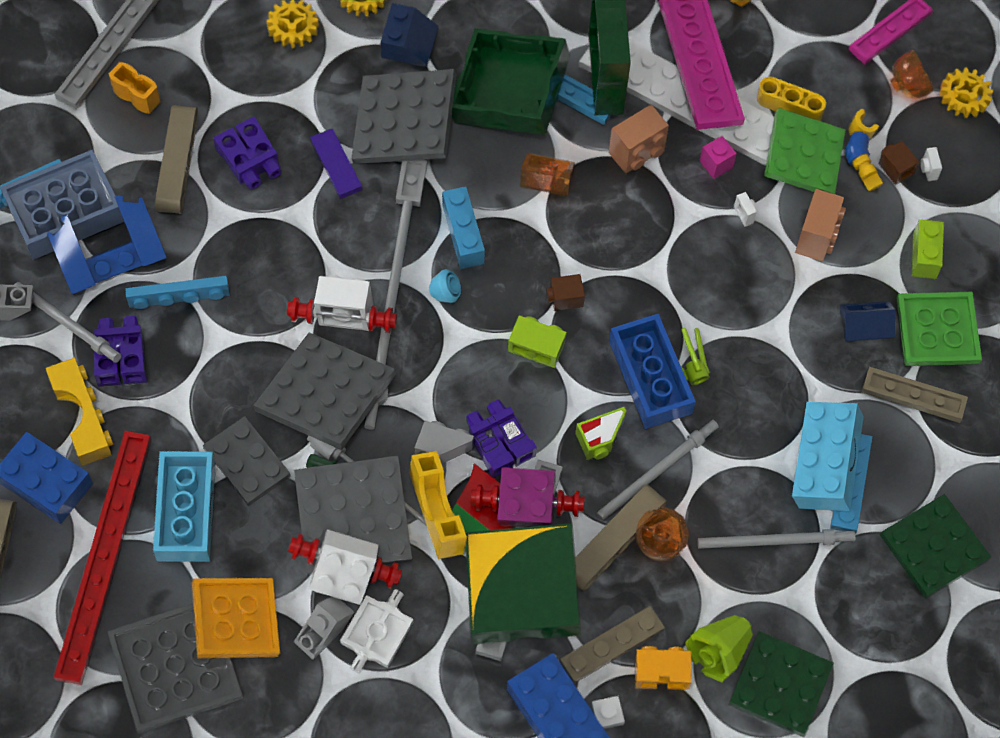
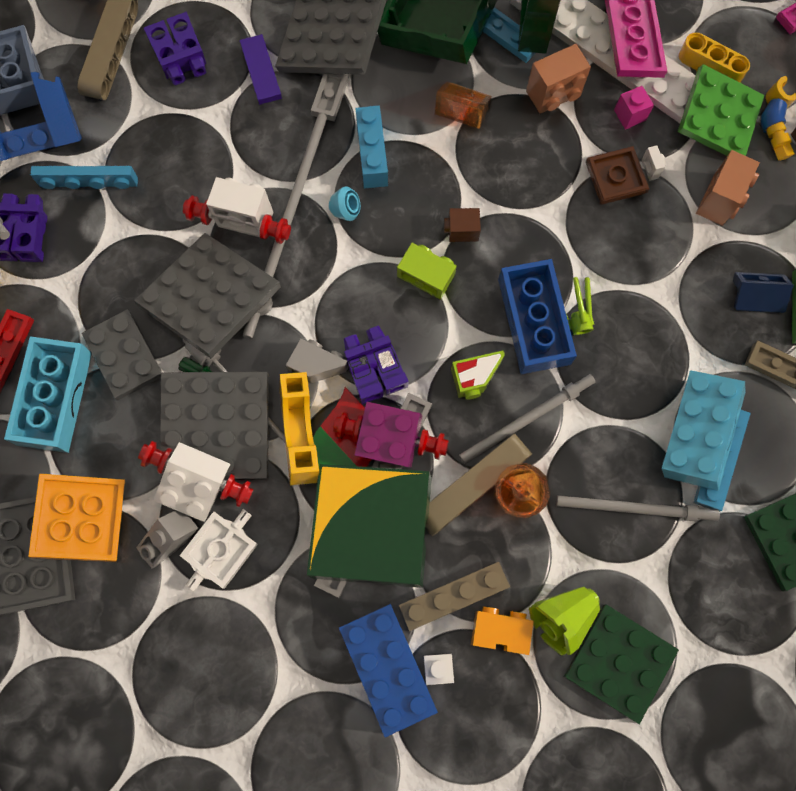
camera: 10 degrees right, 10 degrees up
(711, 225) = (617, 175): none -> reddish brown plate

